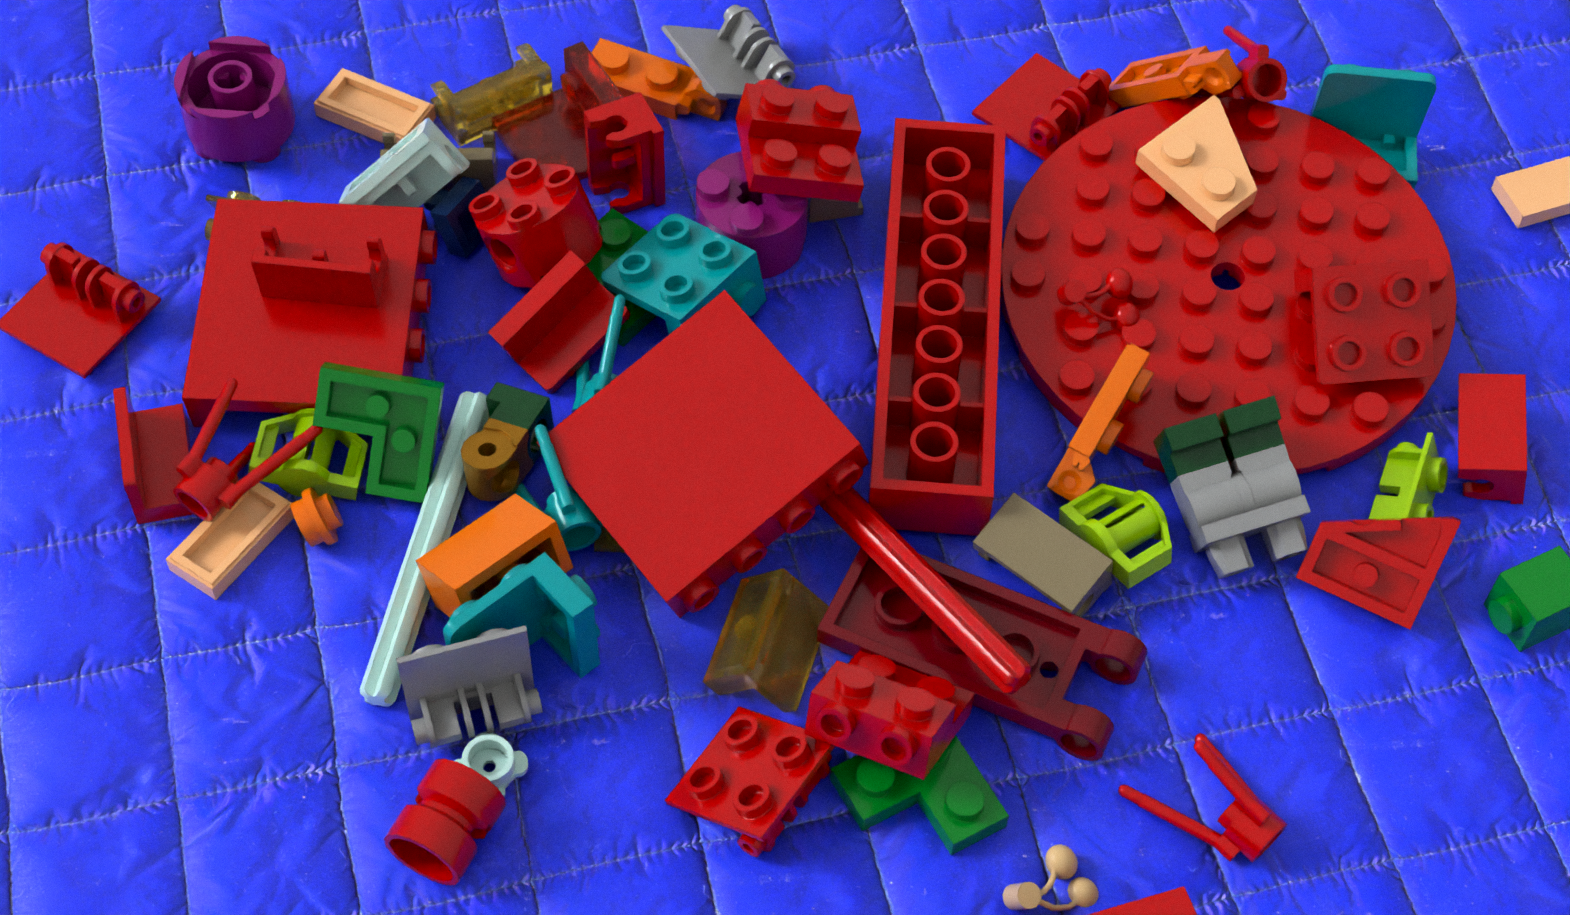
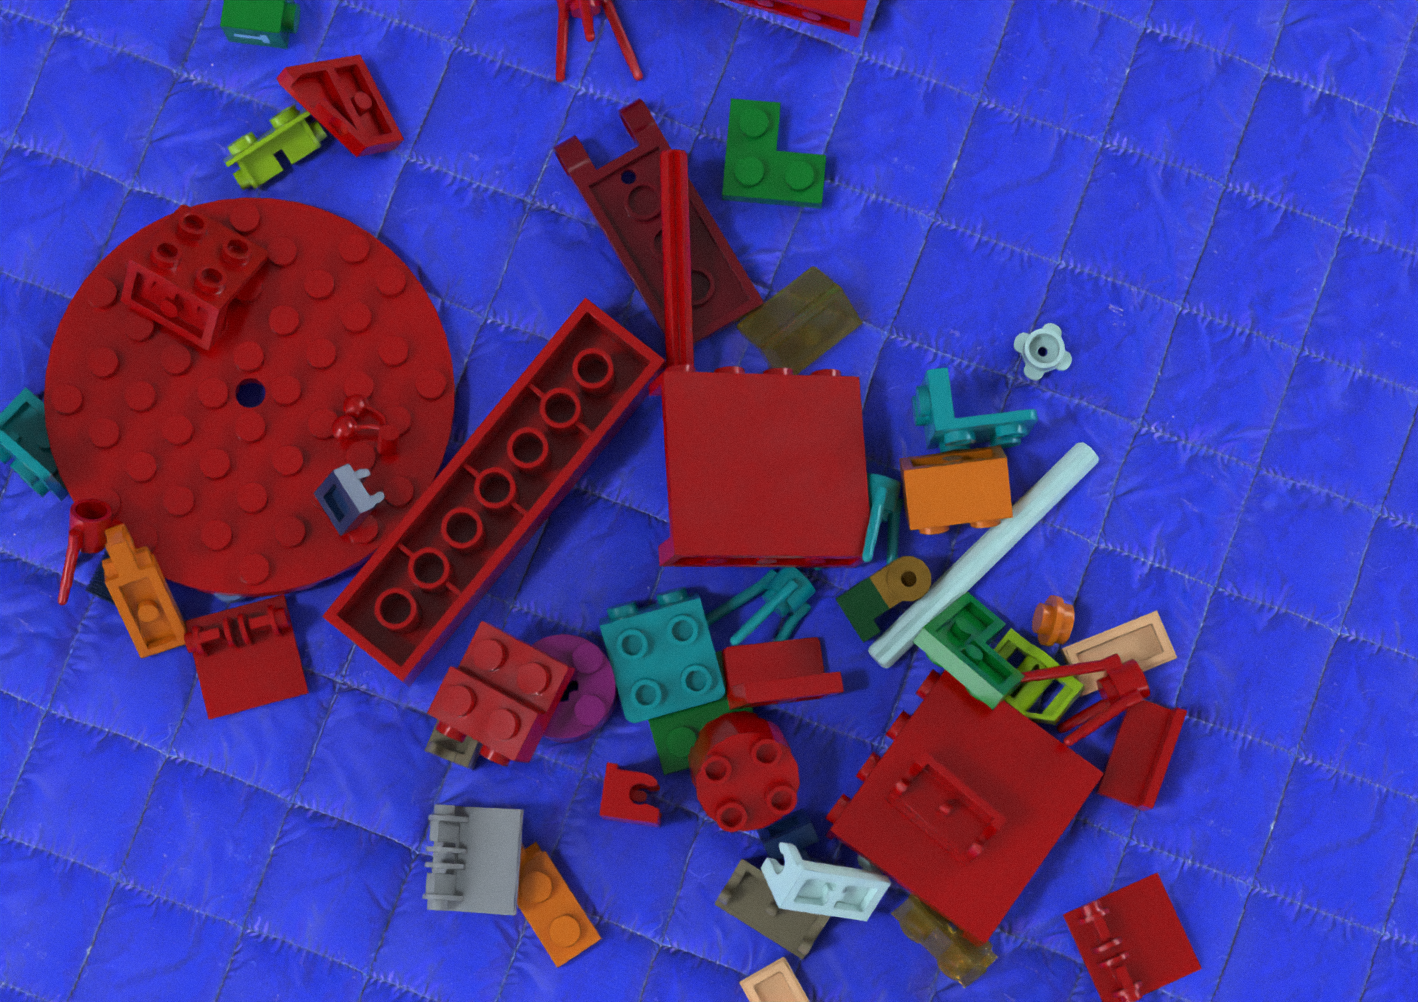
camera: 140 degrees left, 25 degrees up
(441, 830) = (1103, 315): red wheel -> none
(468, 677) = (1055, 410): light grey hinge -> none
(472, 109) = (684, 964): clear yellow hinge -> none
(553, 124) = (653, 879): clear red bracket -> none
(753, 778) = (876, 231): red hinge -> none
(887, 712) = (765, 200): red plate -> none
(1045, 555) = (568, 256): dark tan hinge -> none
(1062, 865) = (718, 52): tan piece -> none
(1063, 219) = (346, 498): none -> dark blue tile
(1099, 427) = (448, 326): orange hinge -> none
(1121, 529) = (516, 237): lime piece -> none
(1201, 165) = (195, 485): light nougat wing -> none
(1234, 484) = (402, 199): light grey hips -> none
(1492, 435) = (172, 147): red hinge -> none

